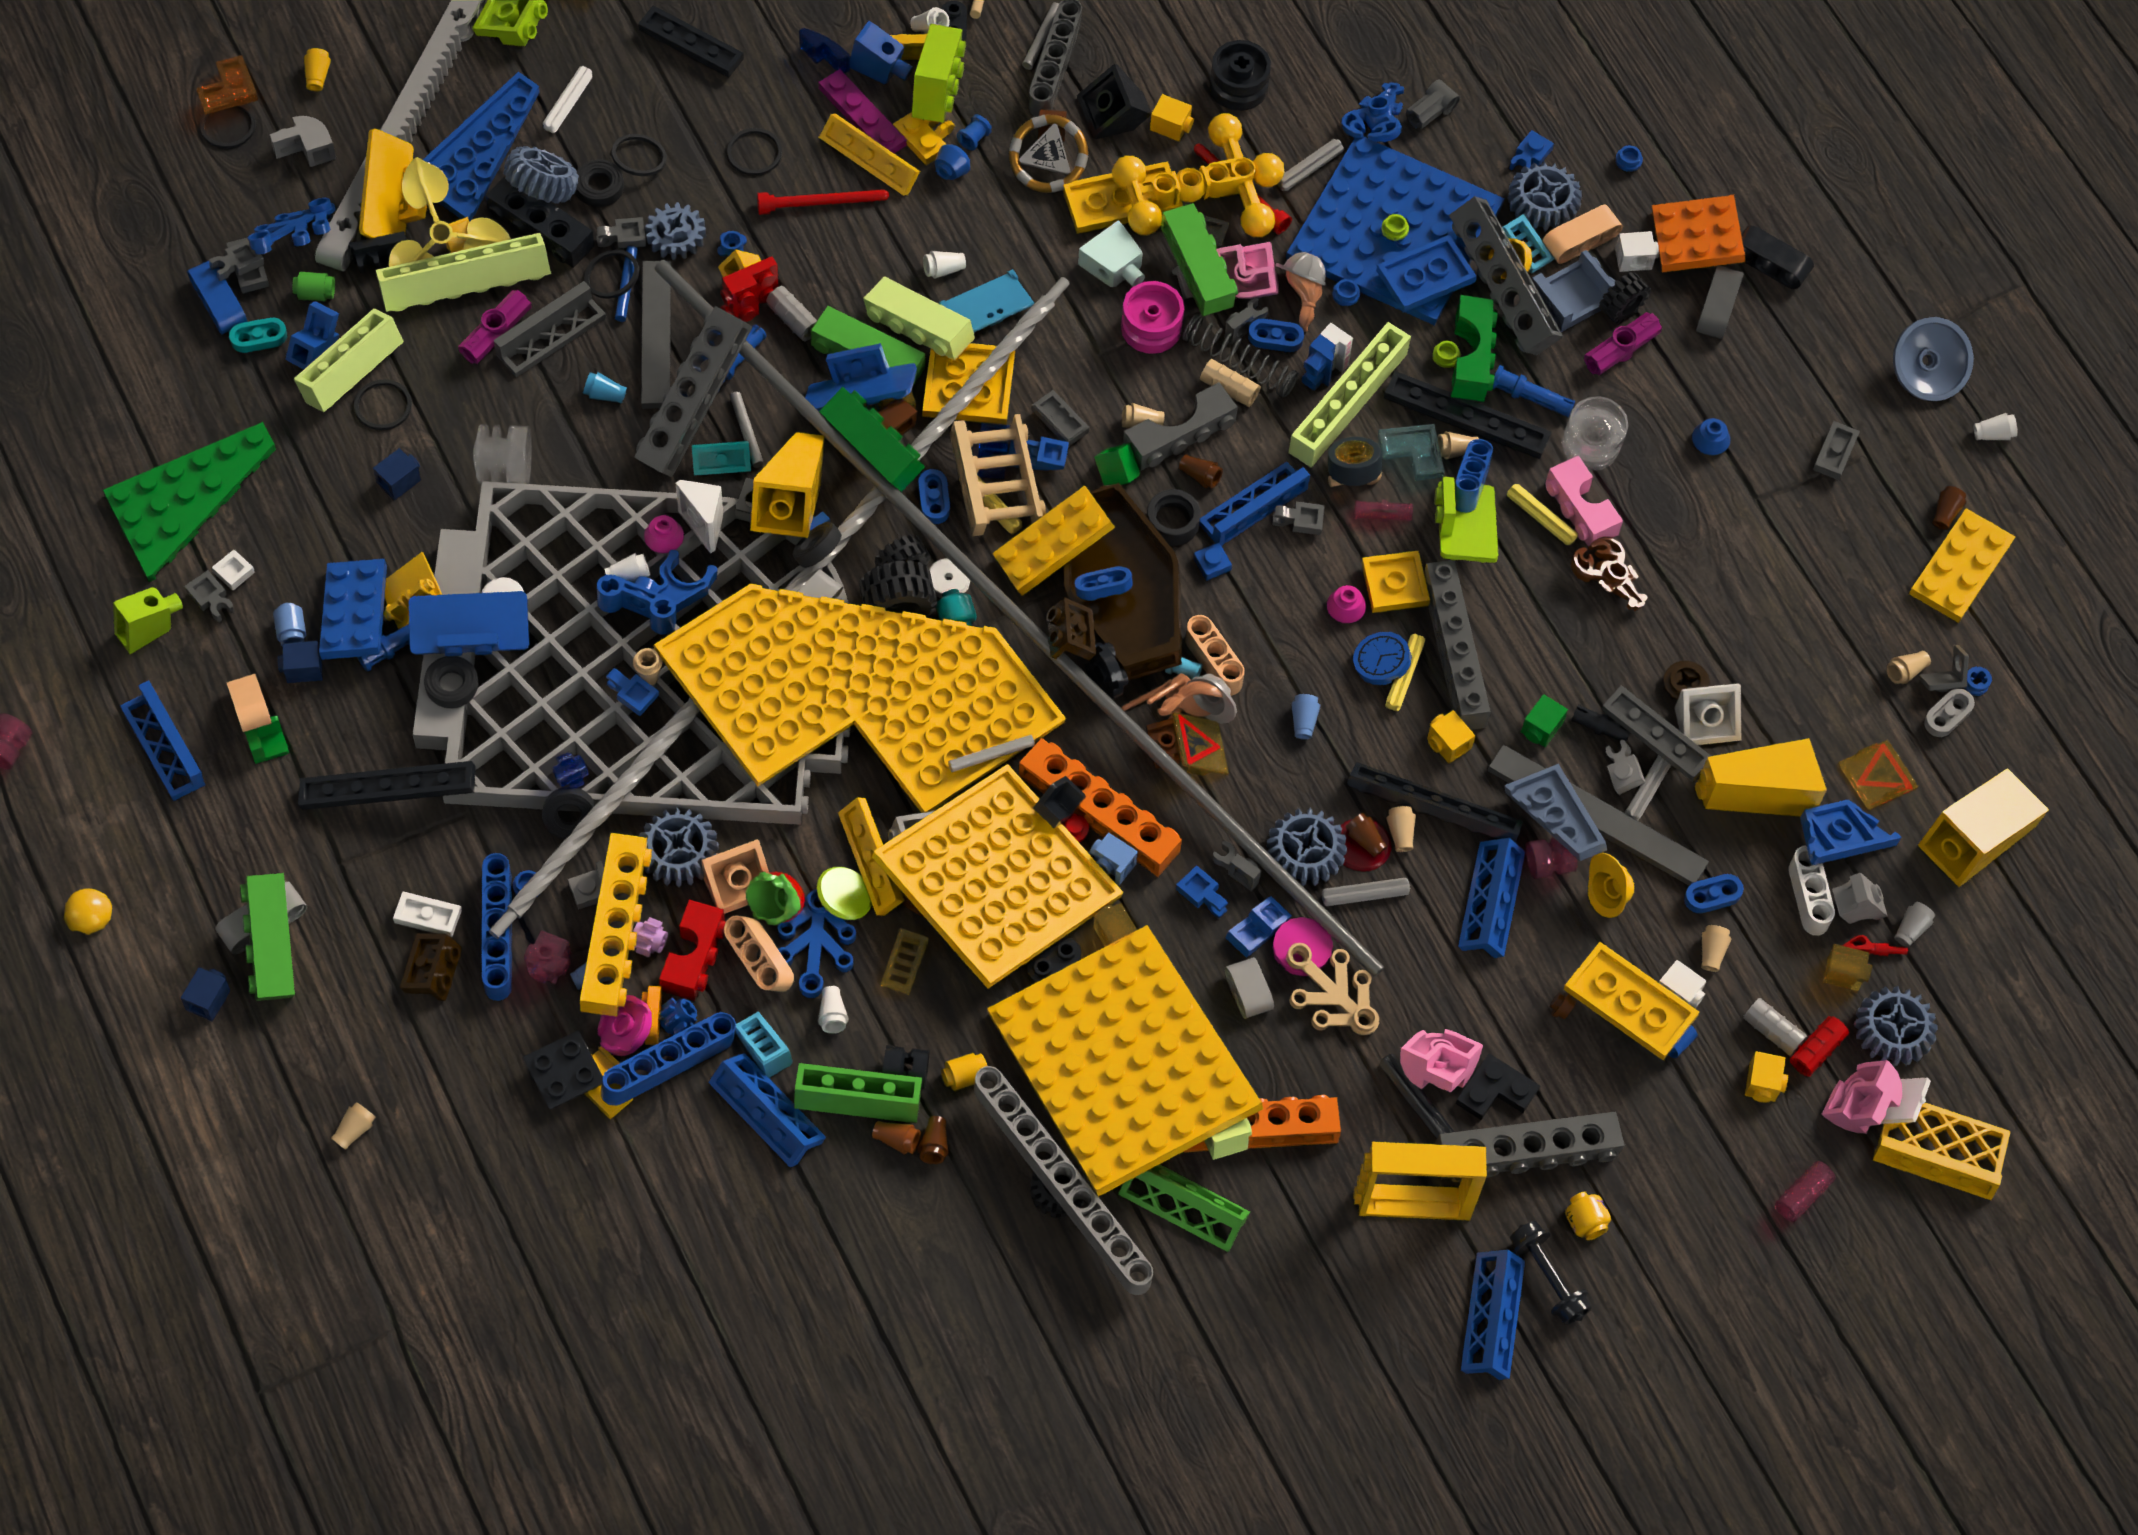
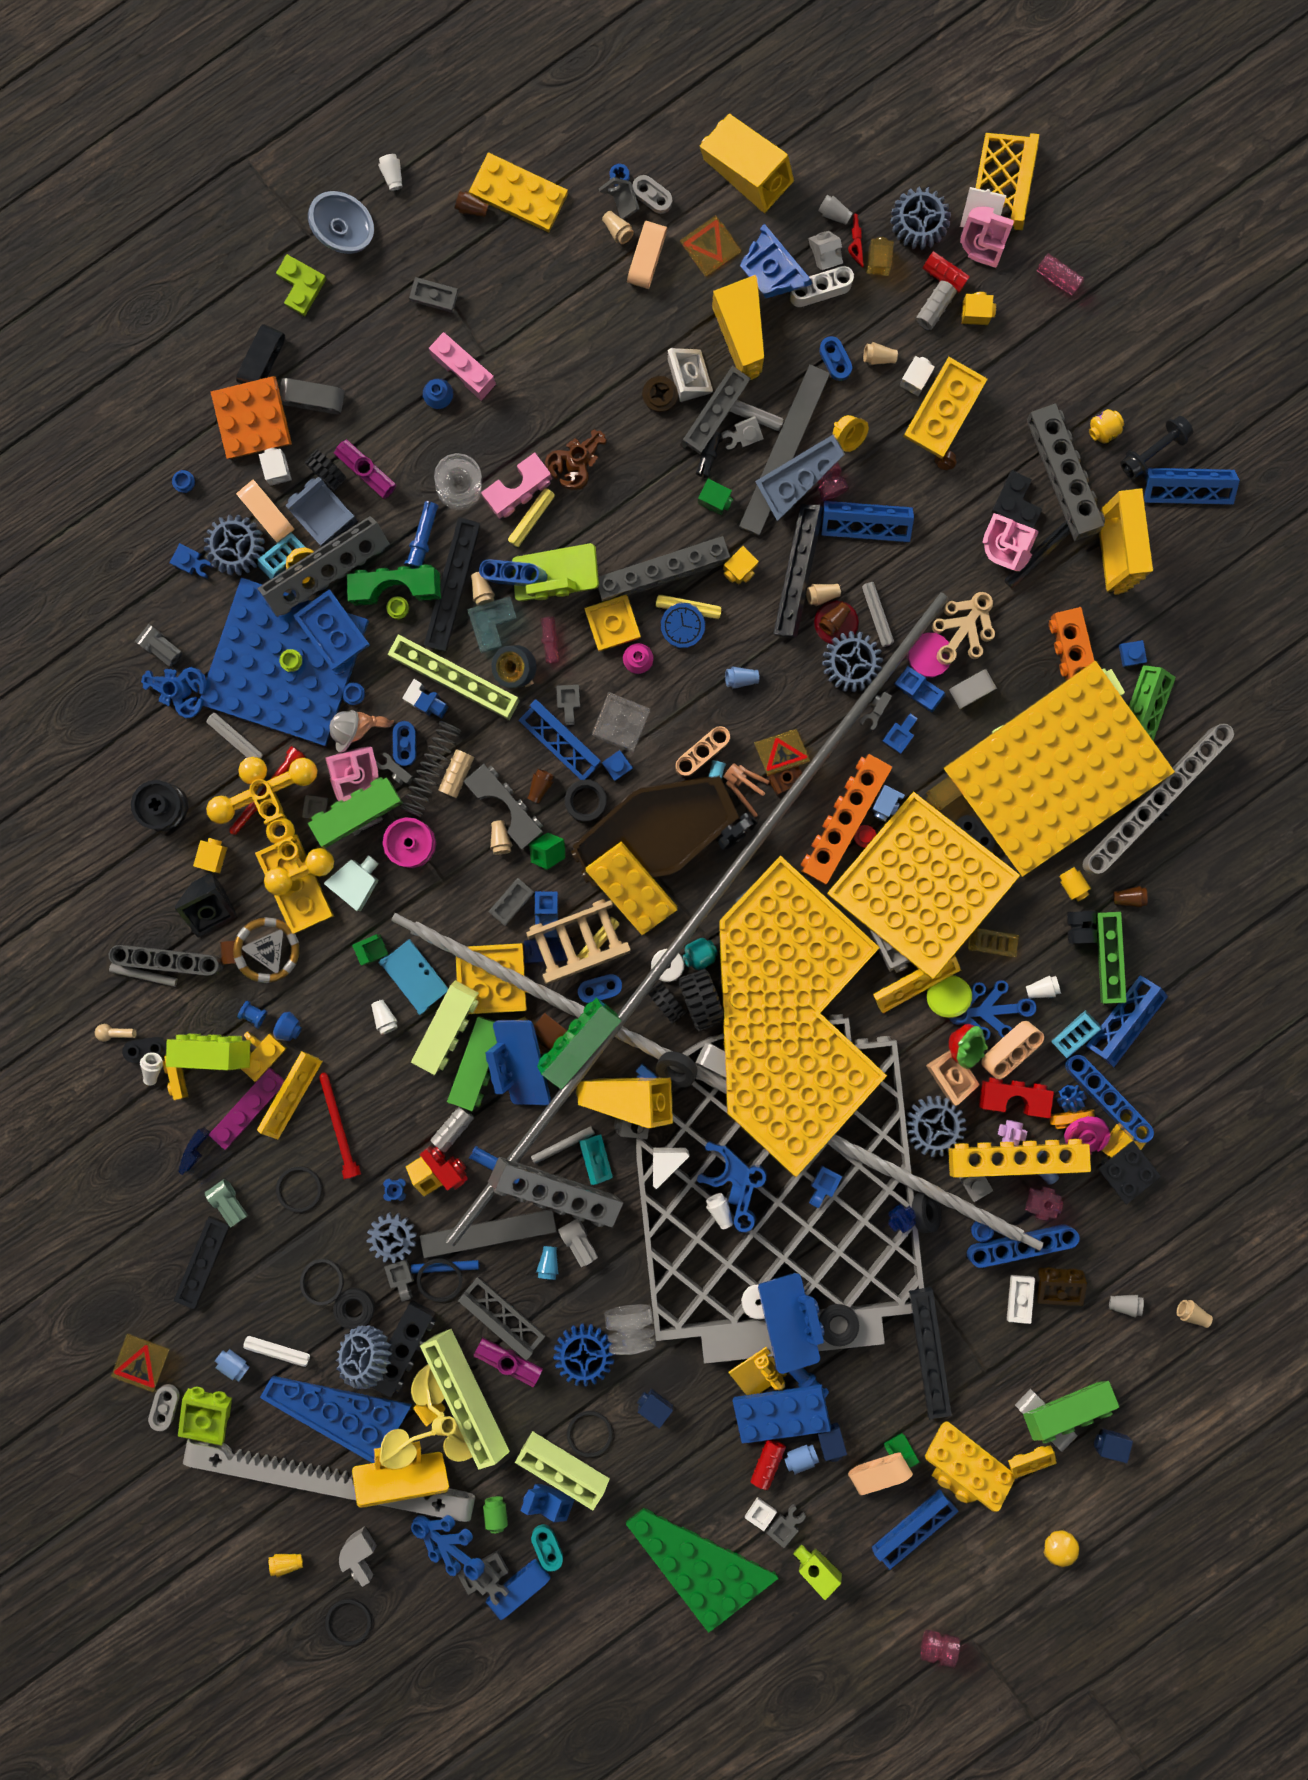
camera: 90 degrees left, 25 degrees up
(211, 891) = (1033, 1461): none -> yellow plate
(225, 814) = (968, 1468): none -> yellow bracket
(233, 90) = (317, 1626): clear orange plate -> none
(293, 586) = (768, 1464): none -> red axle
(374, 250) = (454, 1474): black plate -> none
(386, 1045) = (1127, 1304): none -> light grey cone
(470, 398) = (593, 1354): none -> blue gear
(563, 51) = (231, 1365): none -> medium blue brick
(630, 421) = (576, 1238): none -> light grey piece
(648, 665) = (808, 1184): tan cone -> none
(663, 534) = (682, 1182): dark pink cone -> none
(762, 71) = (223, 1198): none -> sand green piece
(878, 55) = (190, 1112): blue torso -> none
(898, 1136) = (1132, 924): dark orange cone -> none
(991, 753) = (822, 903): light grey bar -> none
(1029, 261) = (370, 949): none -> green panel
(1059, 802) = (857, 849): black panel -> none
(1071, 629) = (718, 861): dark brown bracket -> none
(1103, 583) = (664, 844): blue plate -> none
(1203, 697) = (742, 757): piece -> none
(1265, 565) = (621, 722): none -> clear brick
(1268, 1202) = (1132, 653): none -> blue plate
(1752, 454) = (457, 360): none -> bright pink arch
(1859, 320) = (306, 284): none -> lime plate
(1870, 693) = (647, 254): none -> light nougat beam

